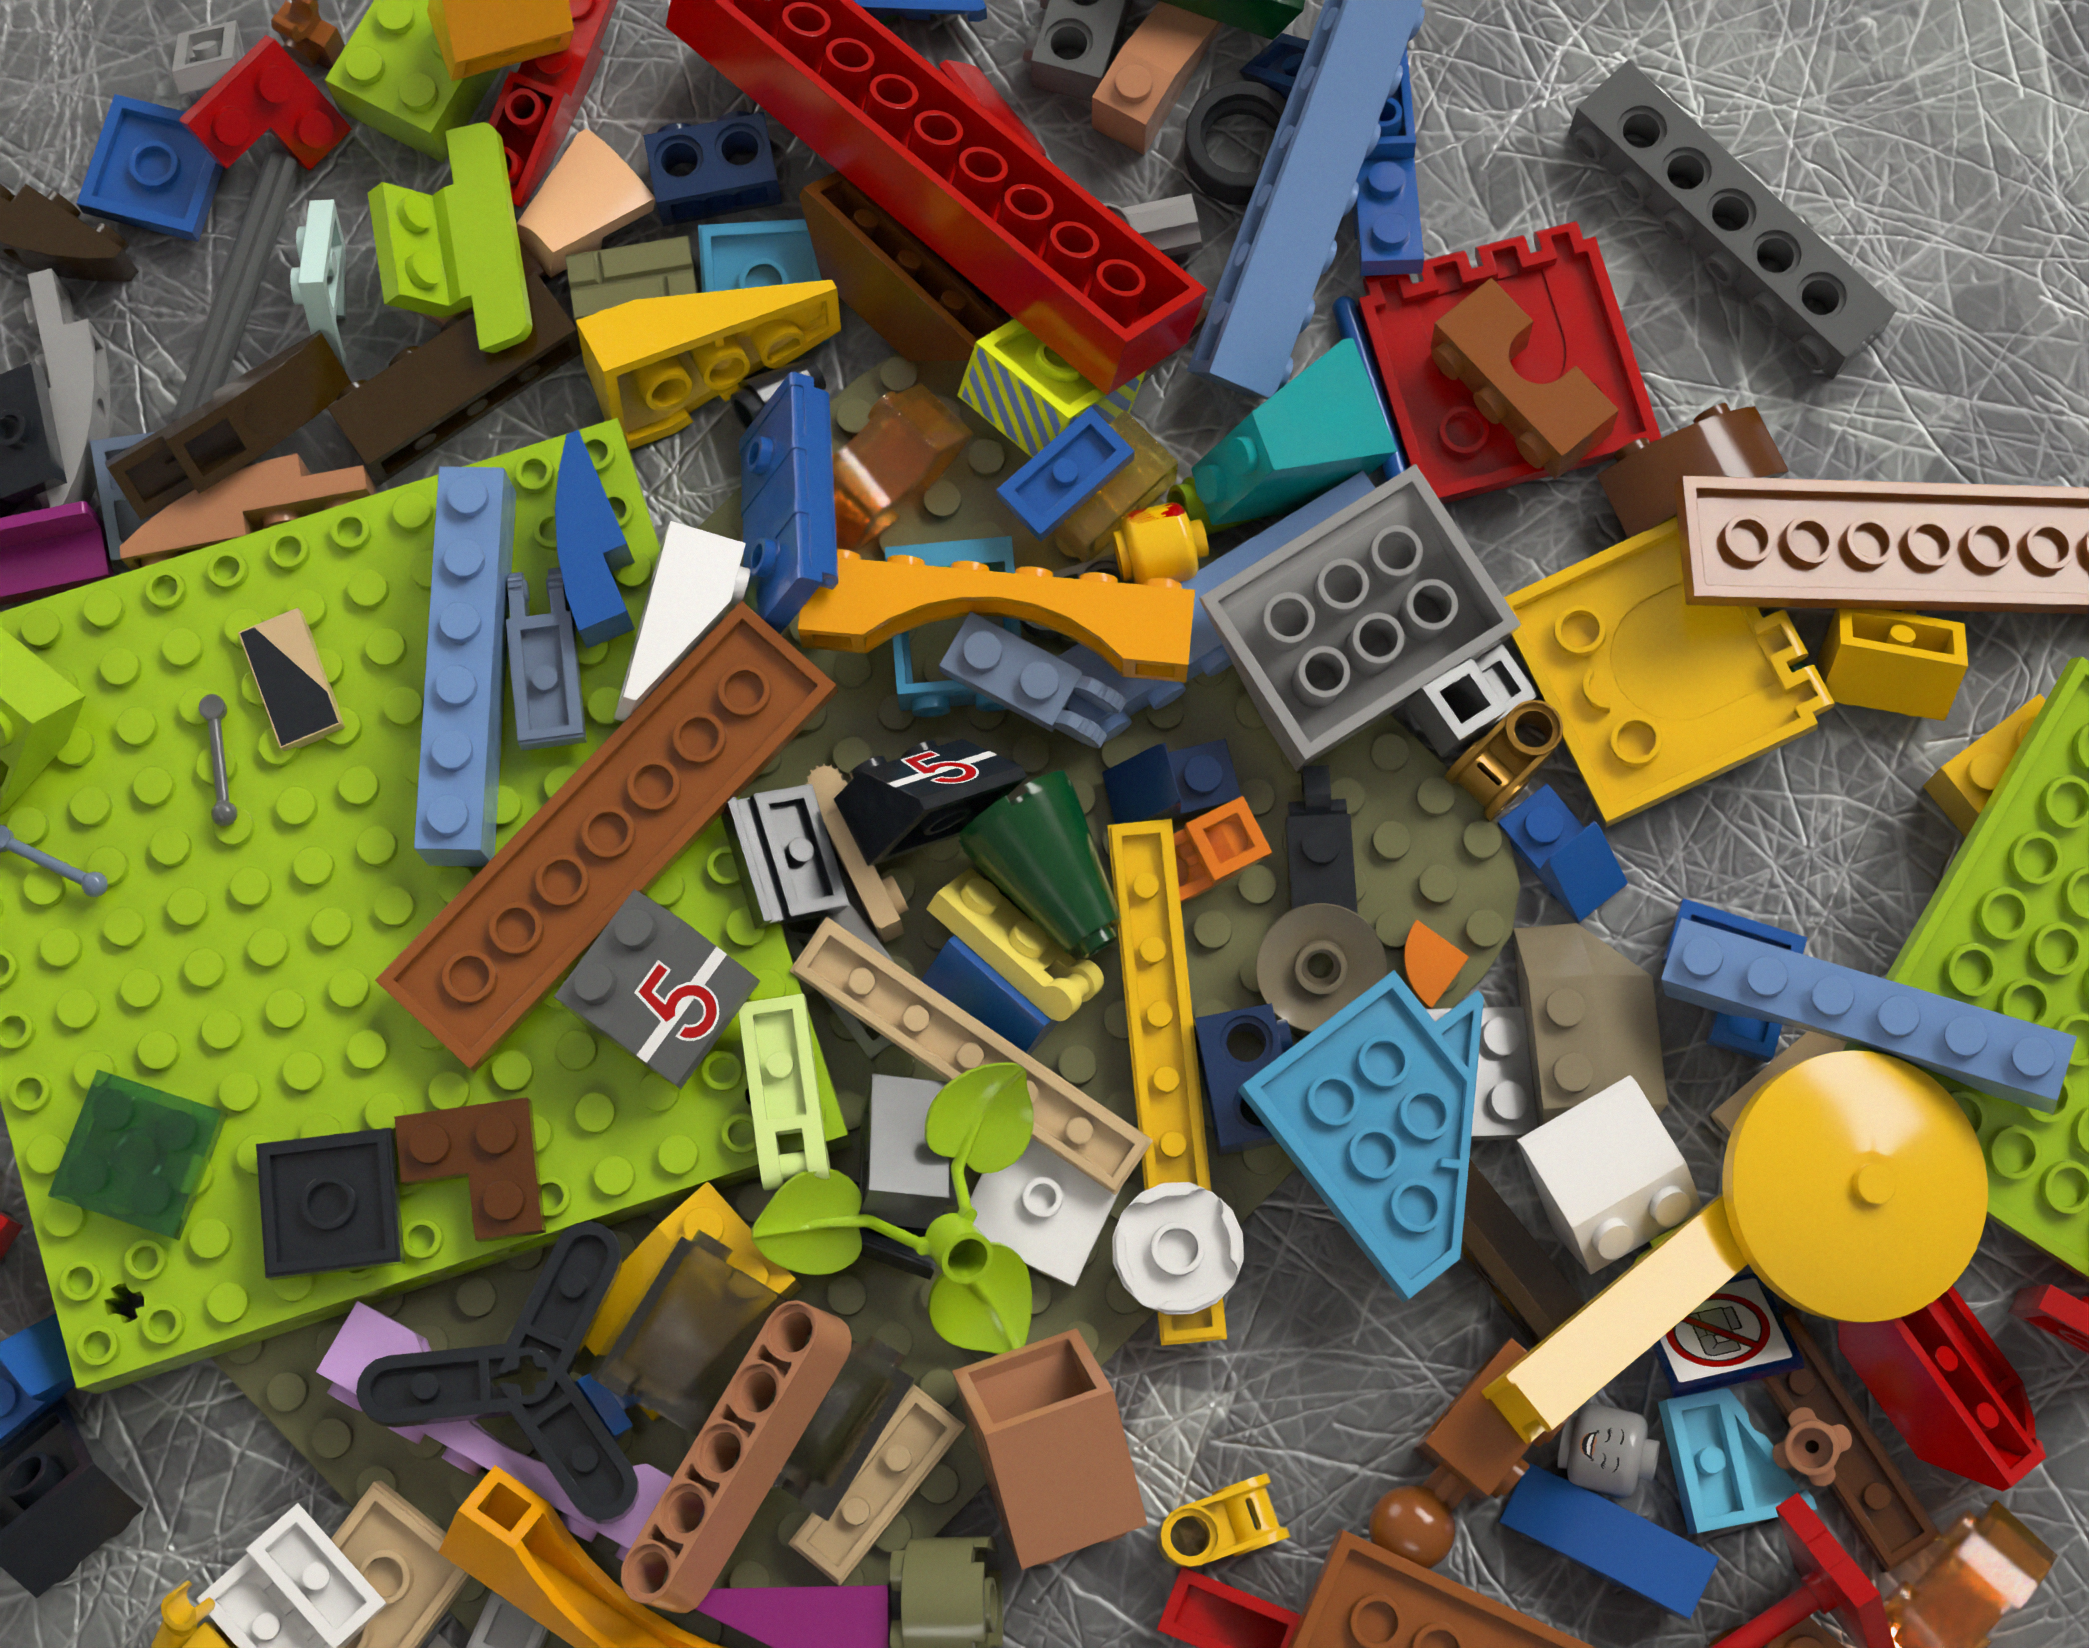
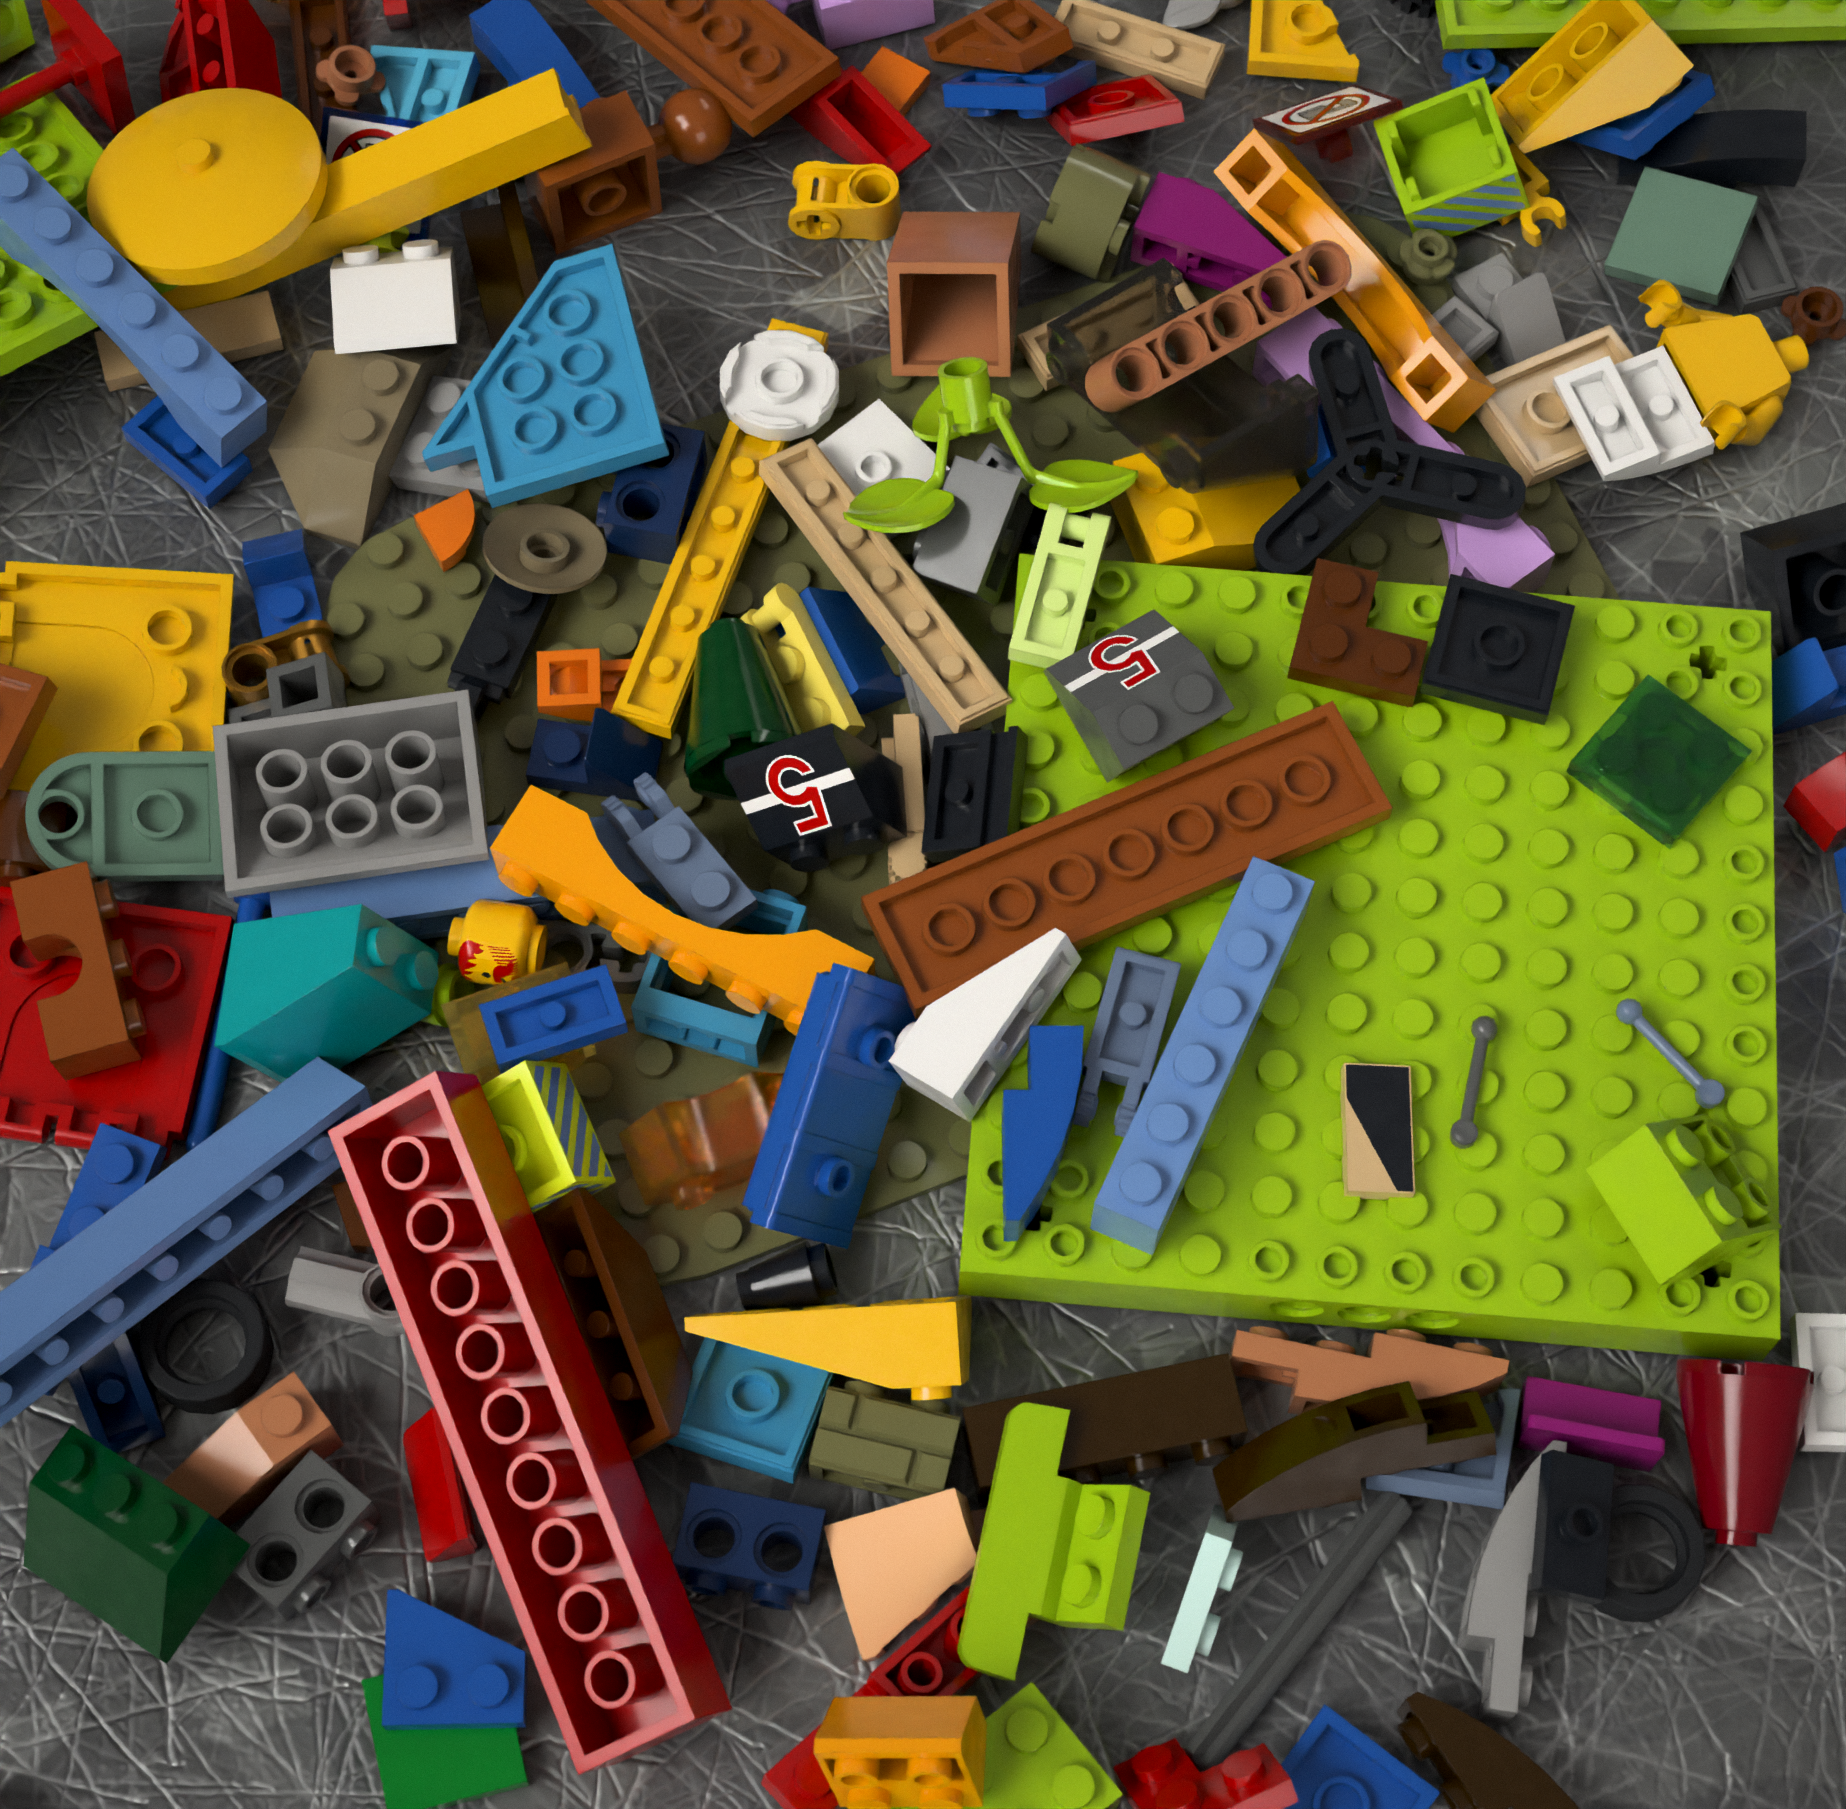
camera: 160 degrees left, 10 degrees down
(1558, 545) = (136, 815): none -> sand green tile

